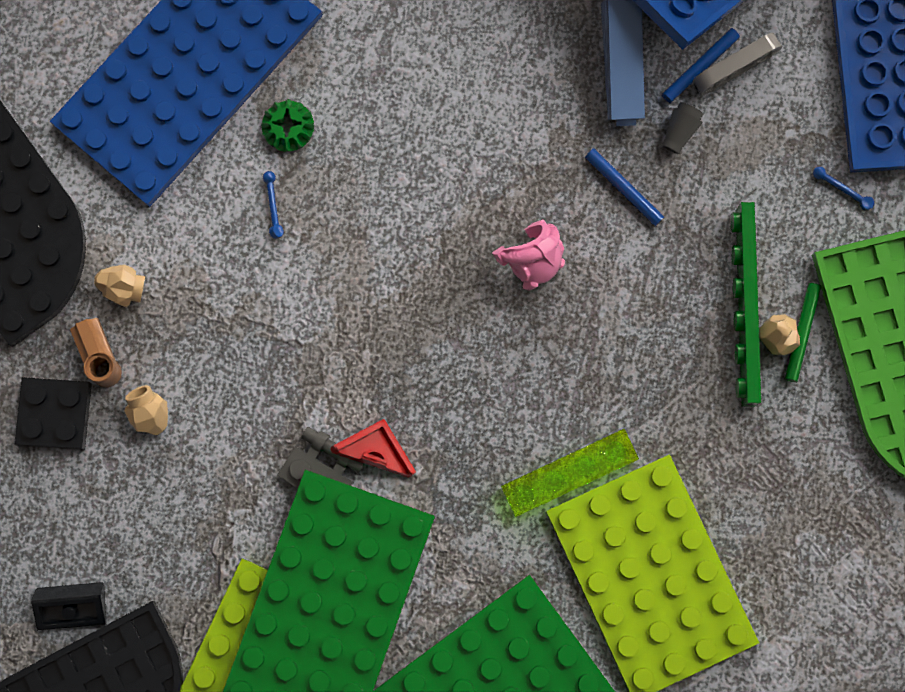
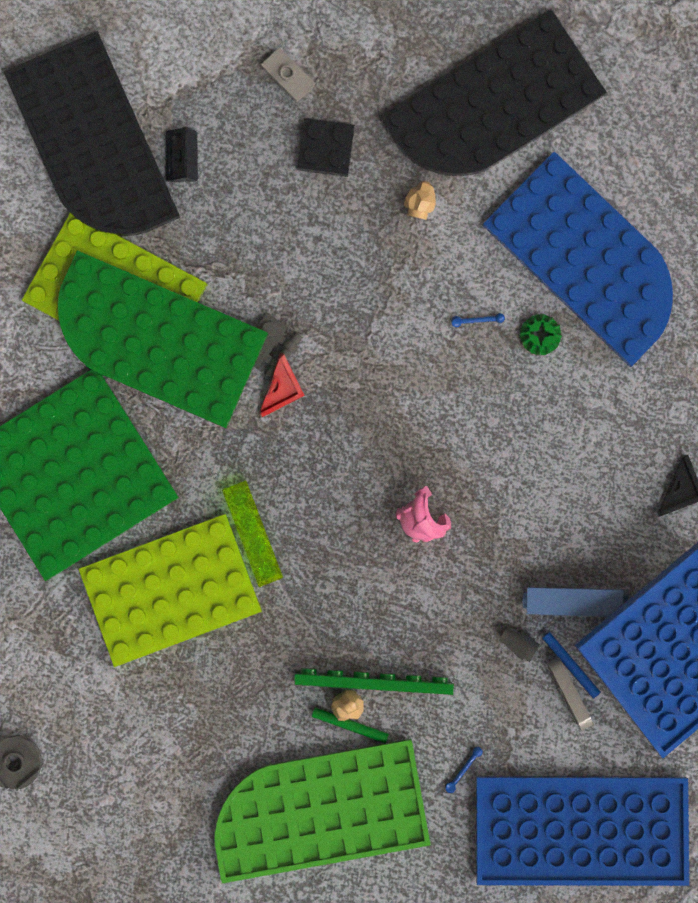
camera: 90 degrees right, 5 degrees up
(94, 351) = (371, 180): medium nougat piece -> none
(146, 410) = (322, 216): tan rock -> none
(624, 187) = (474, 595): blue bar -> none

